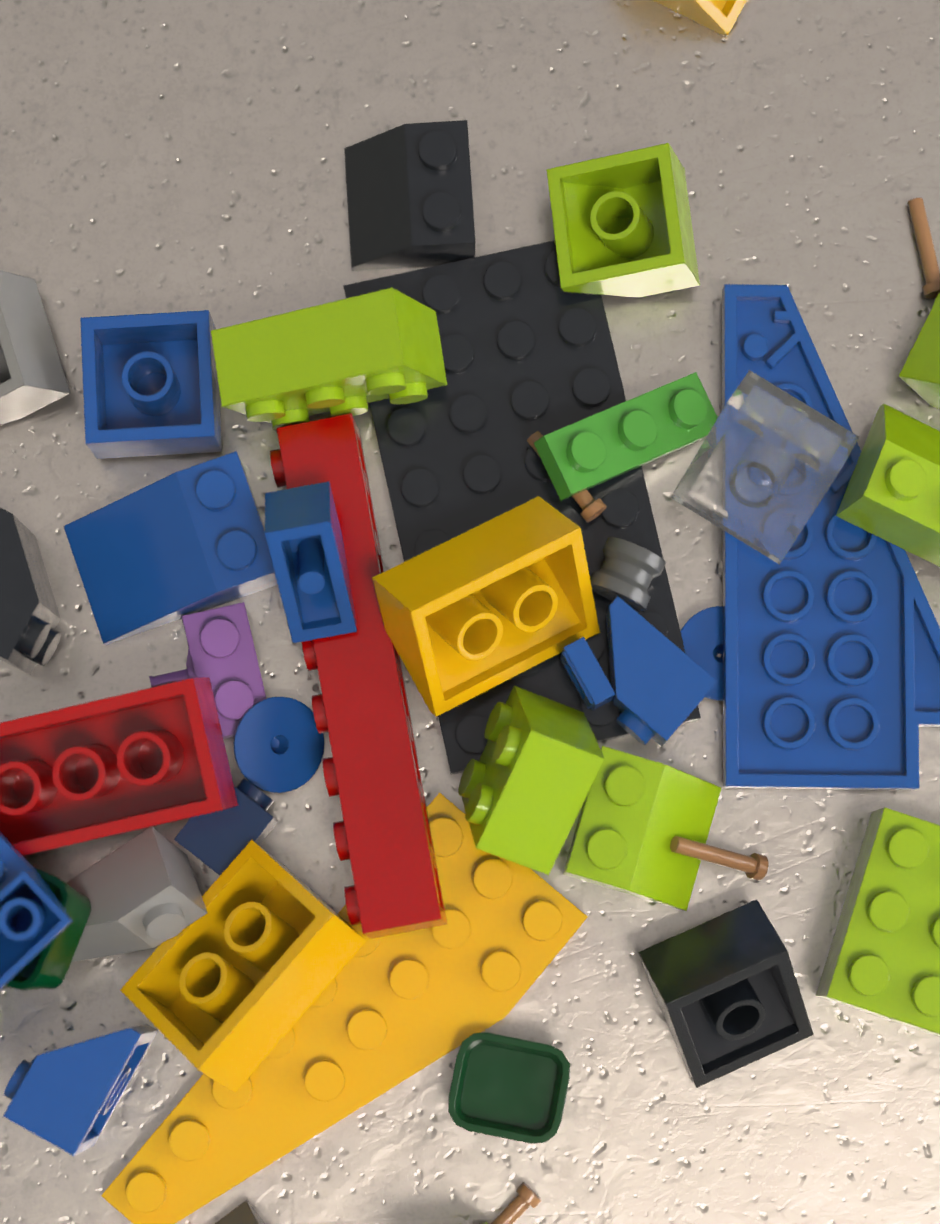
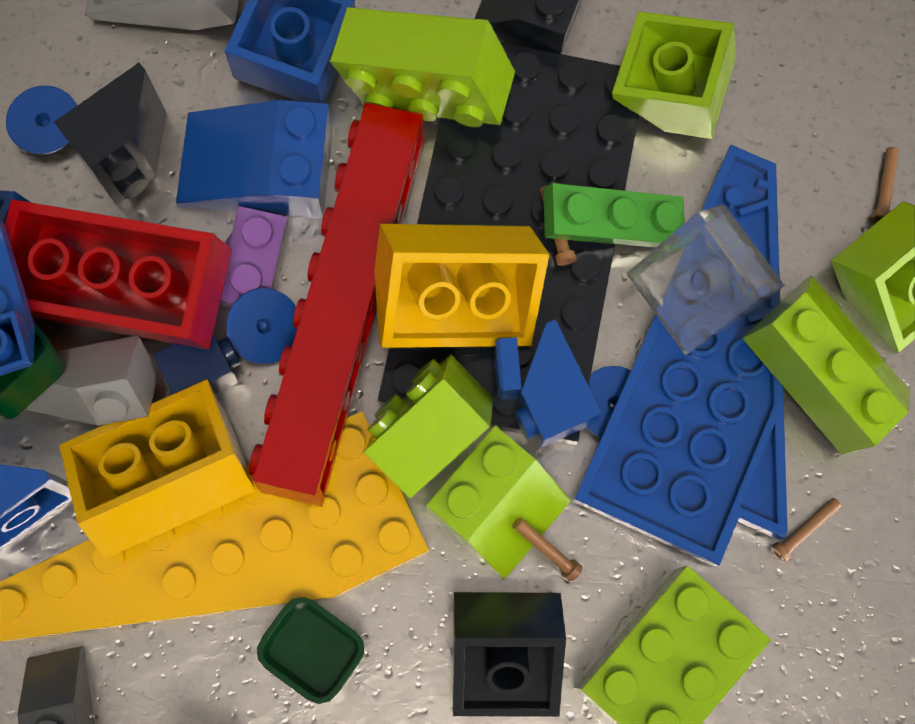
camera: 20 degrees right, 5 degrees down
(309, 561) = (341, 196): blue slope -> none
(626, 573) = (571, 308): dark grey wheel -> none

